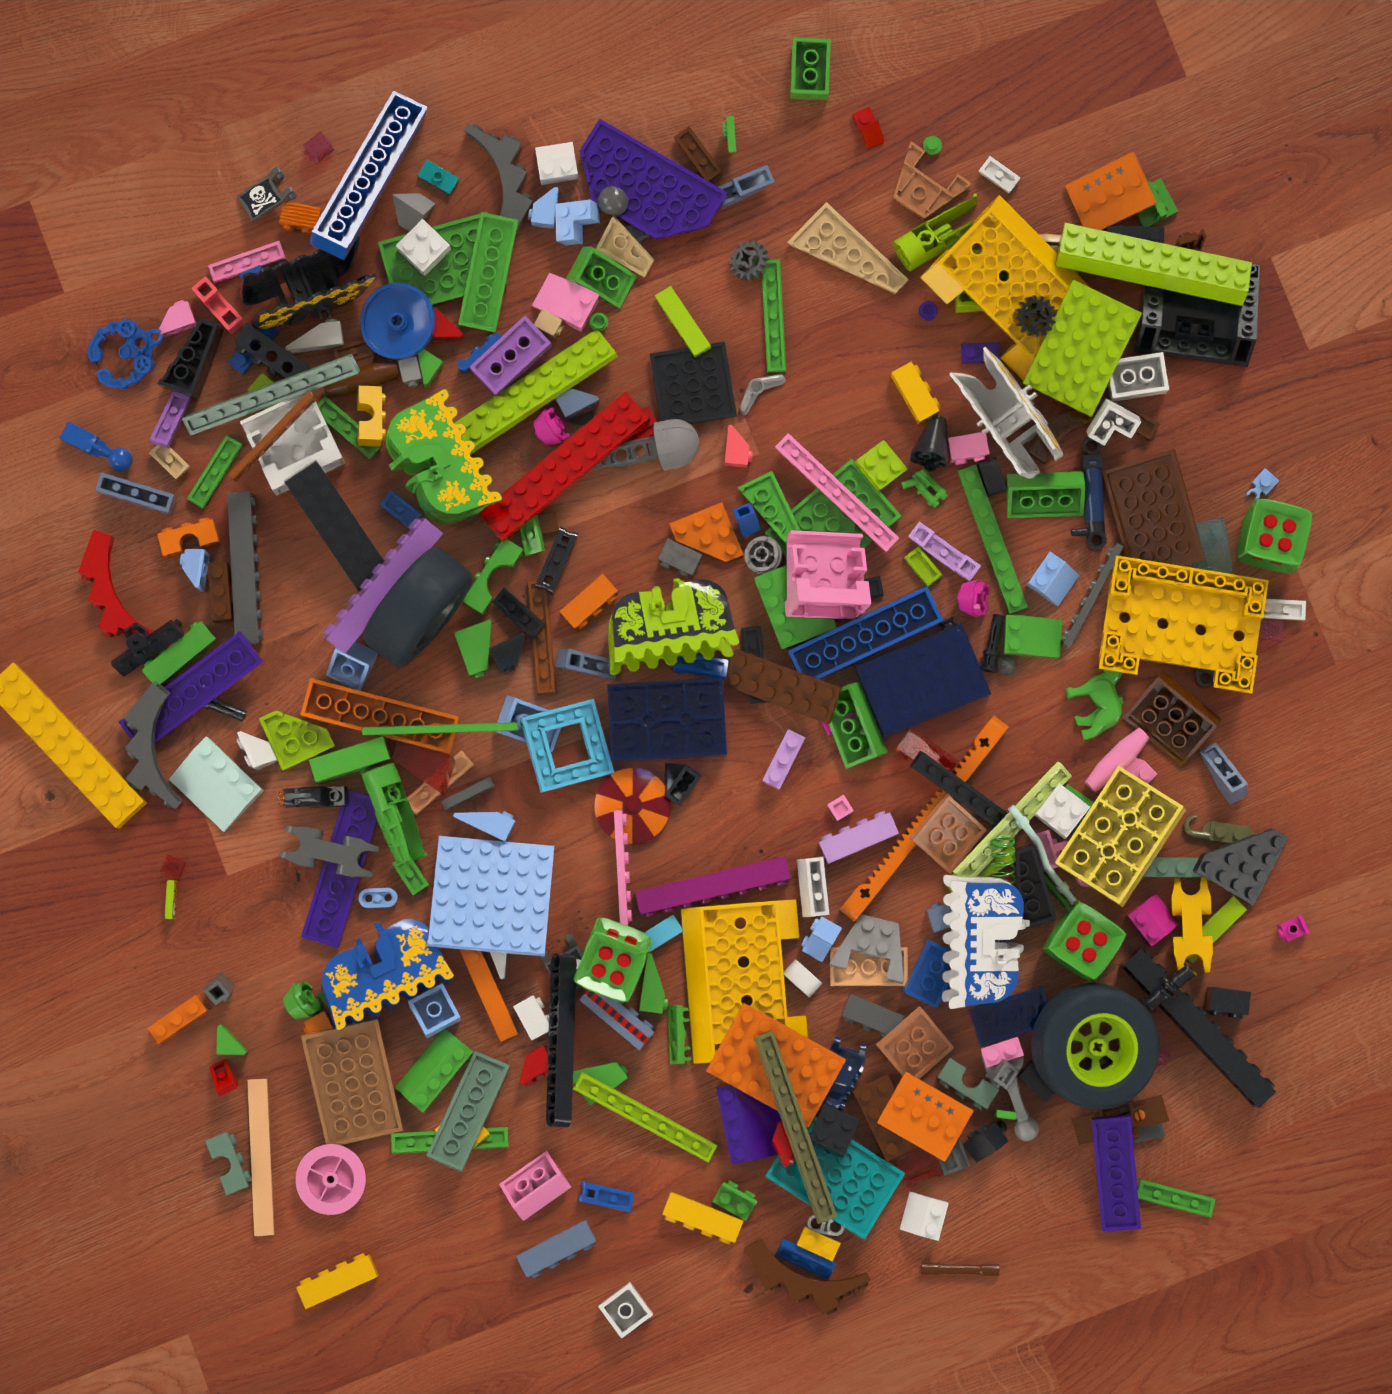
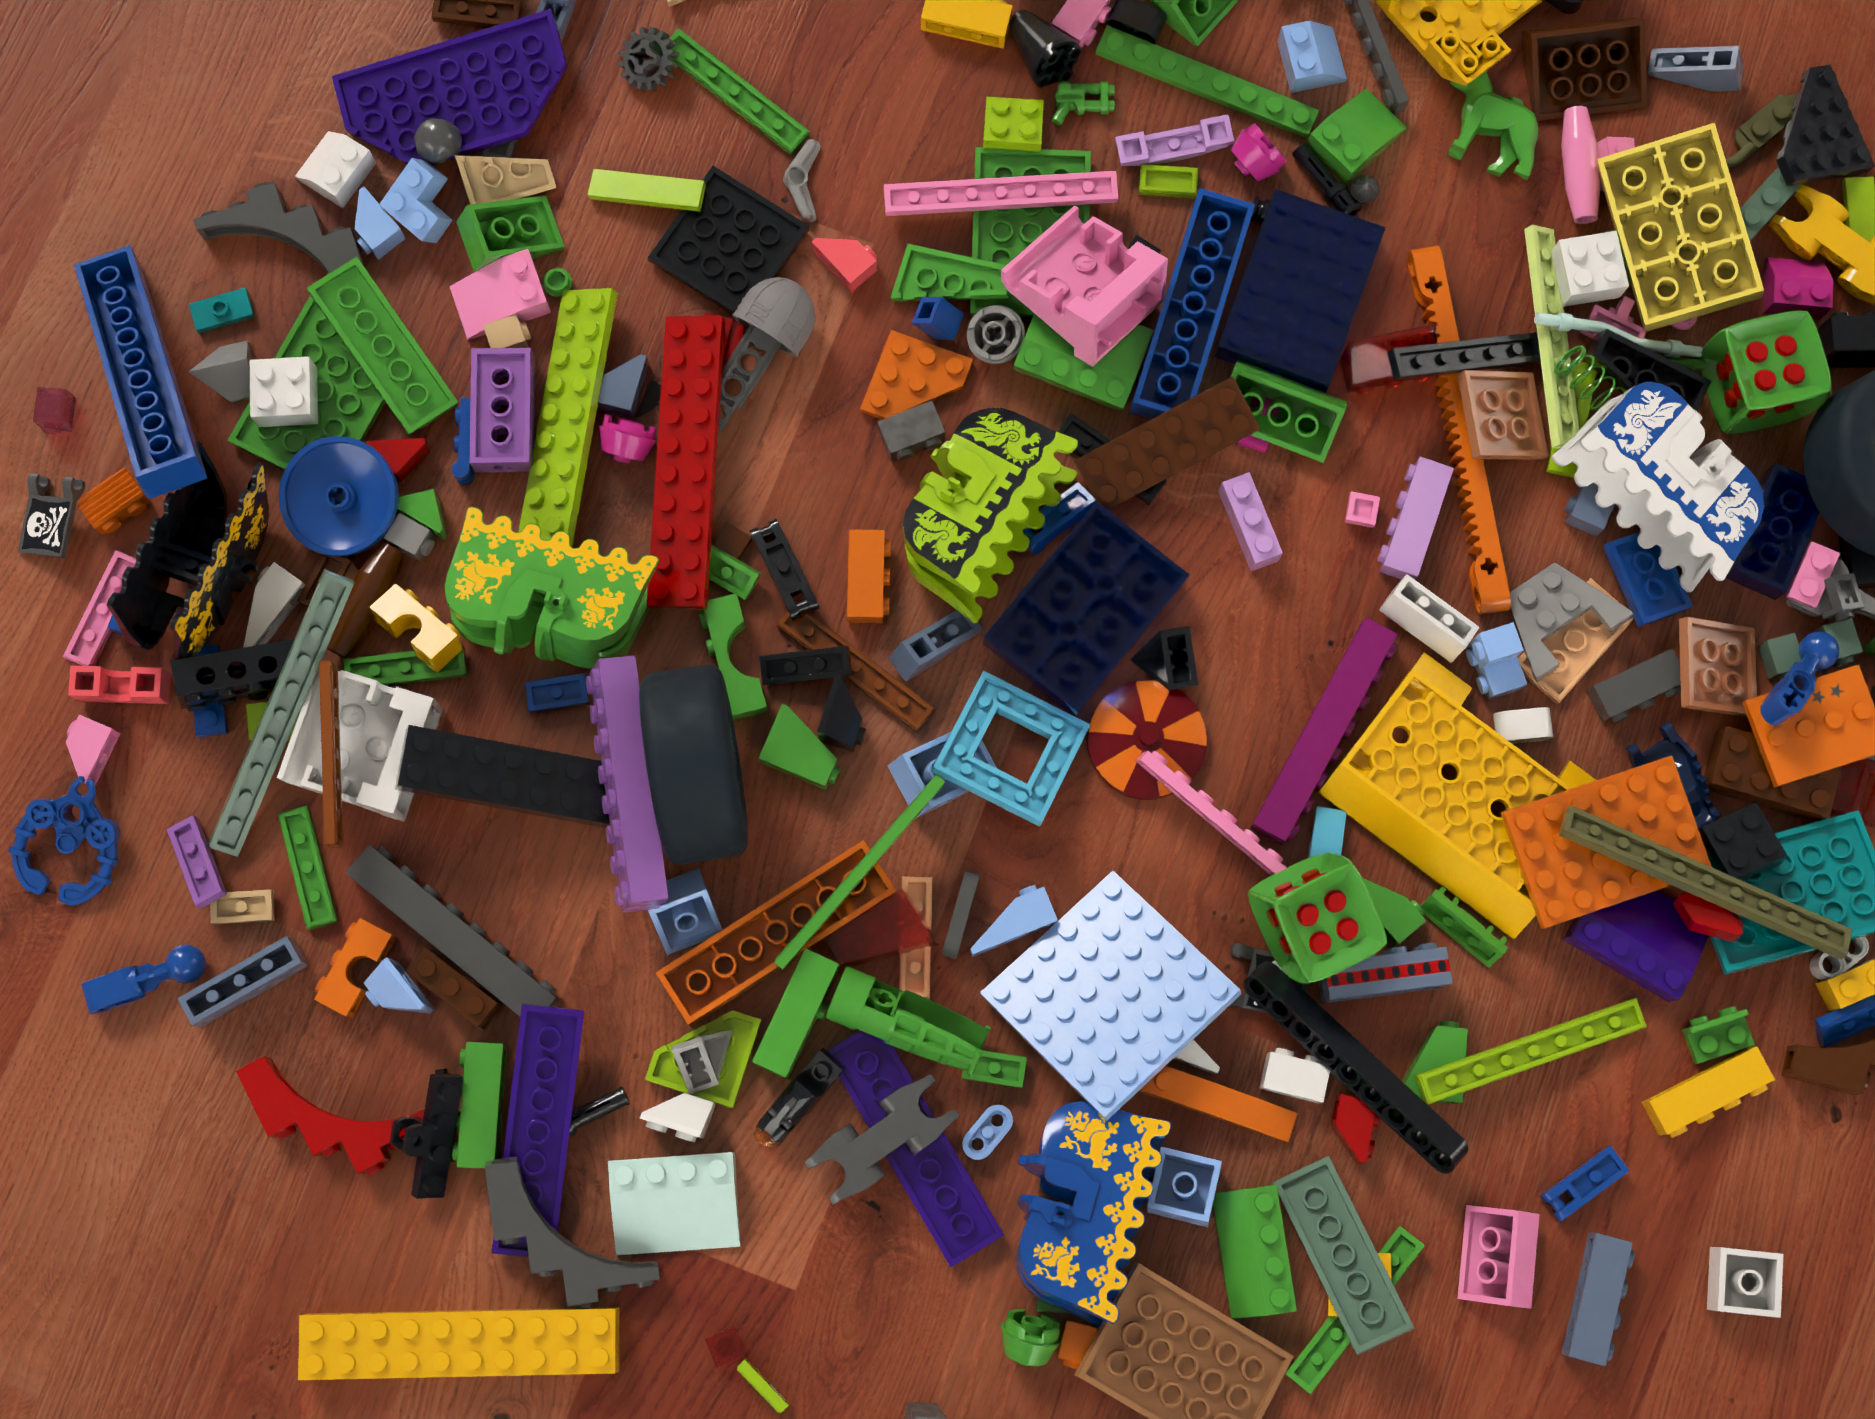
camera: 50 degrees left, 5 degrees down
(193, 361) = (155, 772): black wedge -> none
(290, 736) = (702, 1059): none -> light grey slope
(962, 1086) = (1791, 693): none -> blue beam

